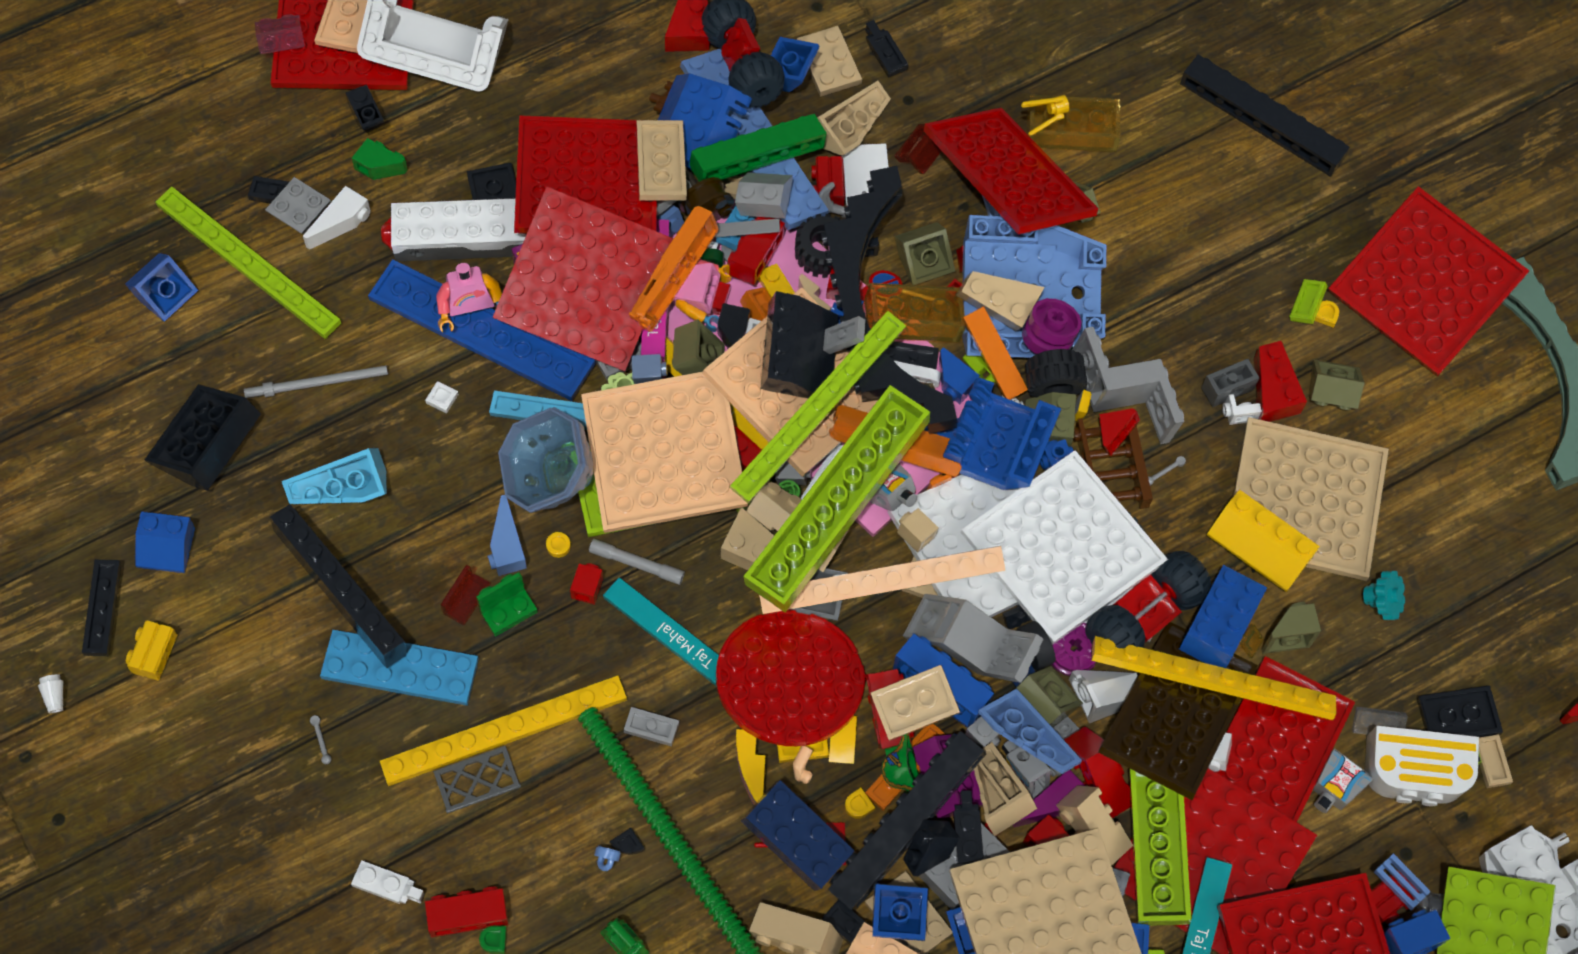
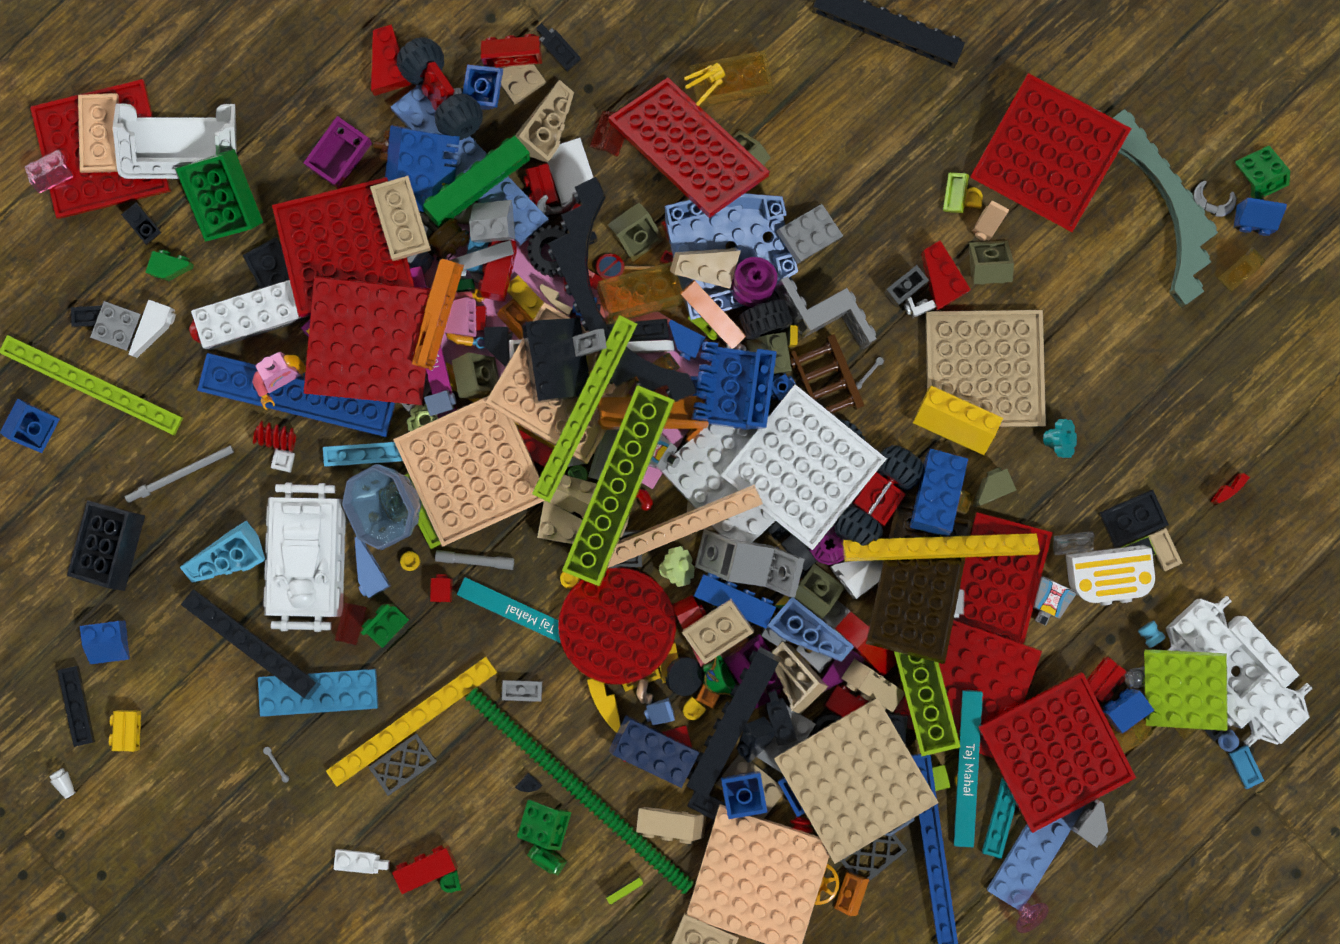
camera: 10 degrees left, 20 degrees up
(433, 506) = (304, 557): none -> white piece
(441, 366) = (274, 437): none -> red piece
(462, 100) = (219, 195): none -> green slope
(608, 89) = (337, 153): none -> magenta piece
(610, 854) = (516, 798): medium blue tile -> none
(634, 897) = (543, 825): none -> green bracket
(745, 610) = (568, 580): none -> yellow tile
(819, 788) = (659, 712): none -> medium blue slope
(834, 36) = (511, 51): none -> red slope
(858, 758) = (684, 676): none -> black tile
(860, 540) = (645, 499): none -> red arm
(882, 626) = (677, 566): none -> yellowish green plant
(917, 529) = (686, 485): tan brick -> none
(1116, 427) = (823, 354): red slope -> none
(1127, 300) = (809, 233): none -> light grey plate
(1344, 332) = (989, 221): none -> light nougat slope
(1402, 881) = (1125, 680): medium blue tile -> none
(1460, 855) = (1151, 634): none -> medium azure wheel

